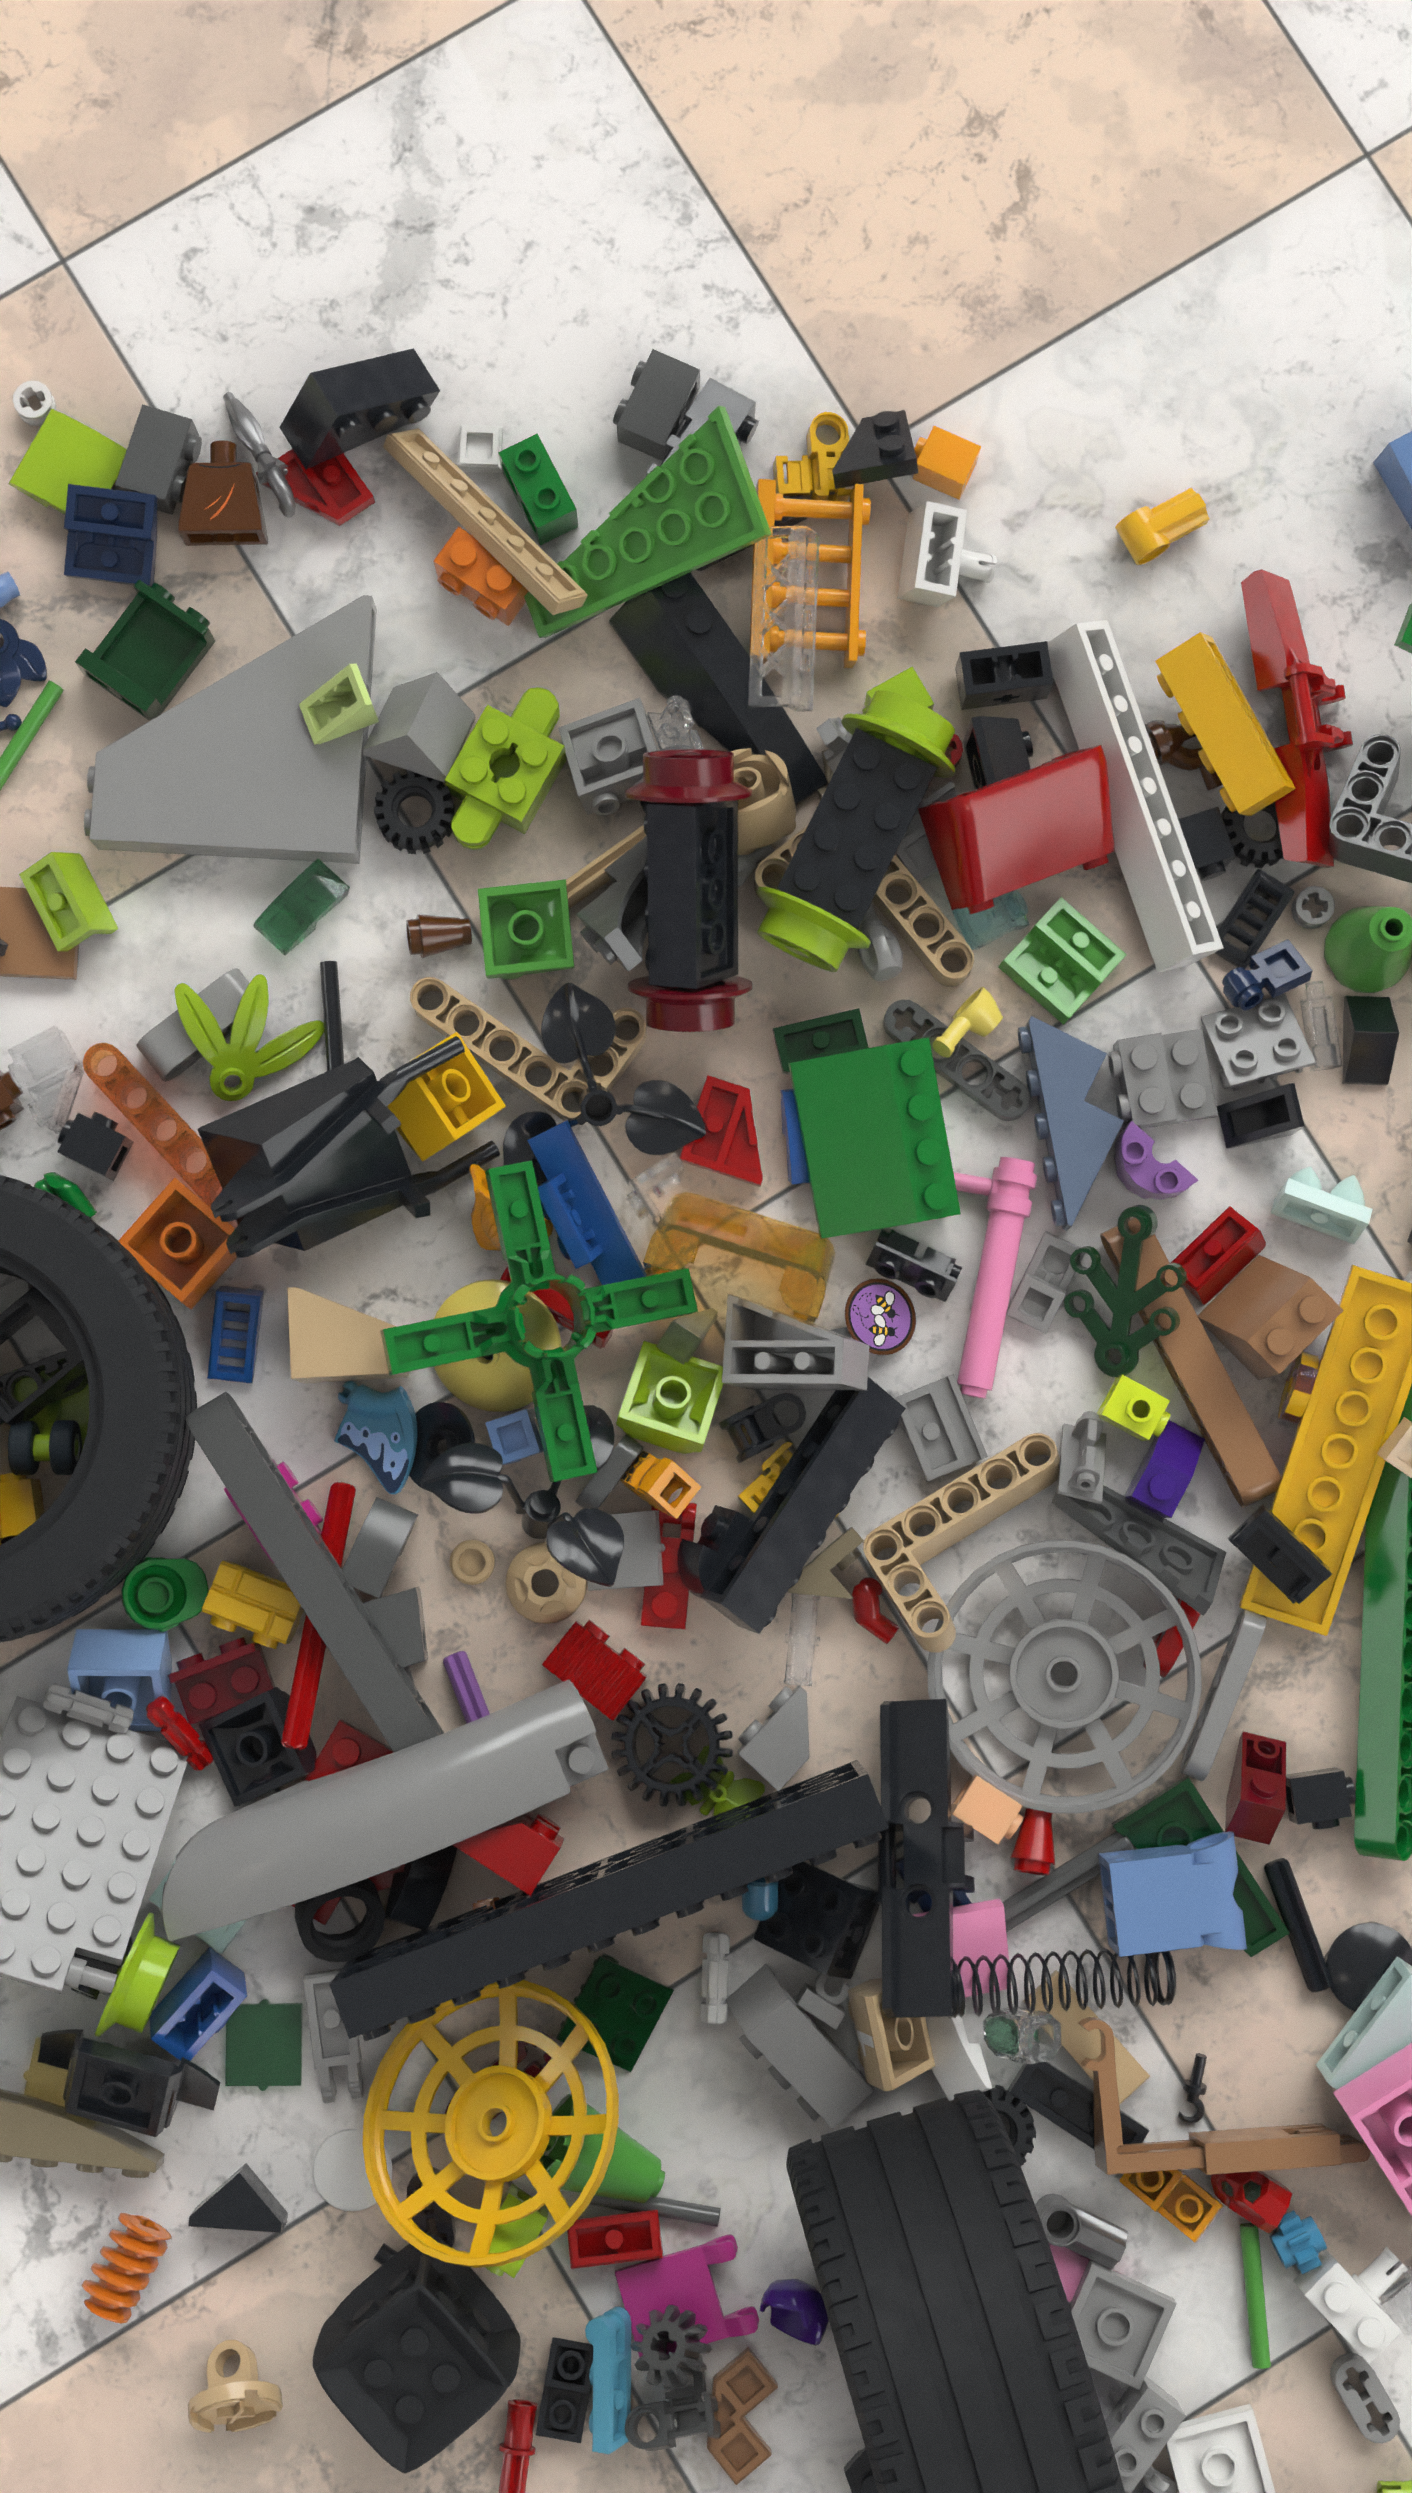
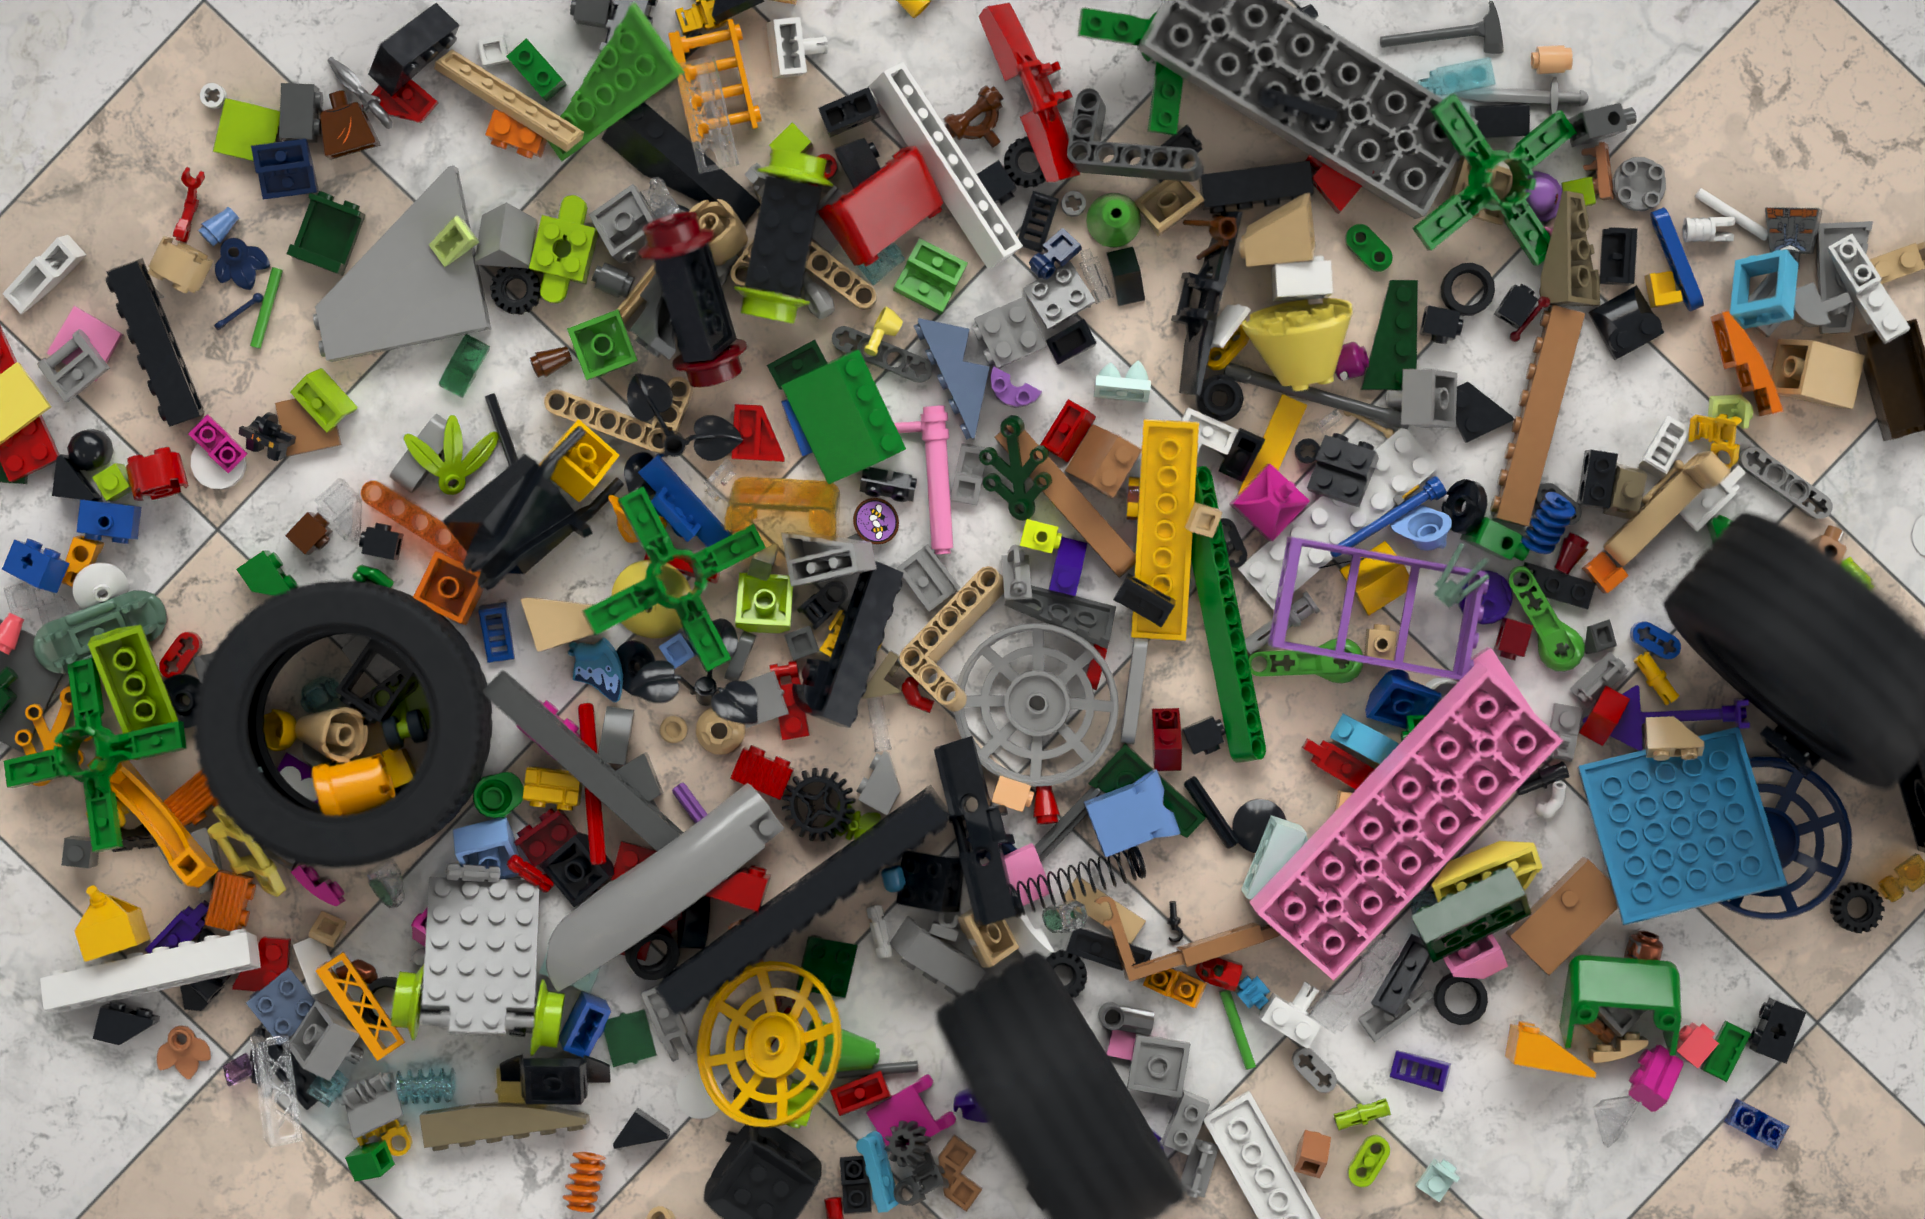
camera: 10 degrees left, 5 degrees up
(568, 836) = (612, 280): none -> dark grey brick
(657, 1480) = (769, 653): light orange leg -> none
(715, 1477) = (801, 642): none -> dark grey plate
(1224, 725) = (988, 110): yellow brick -> none

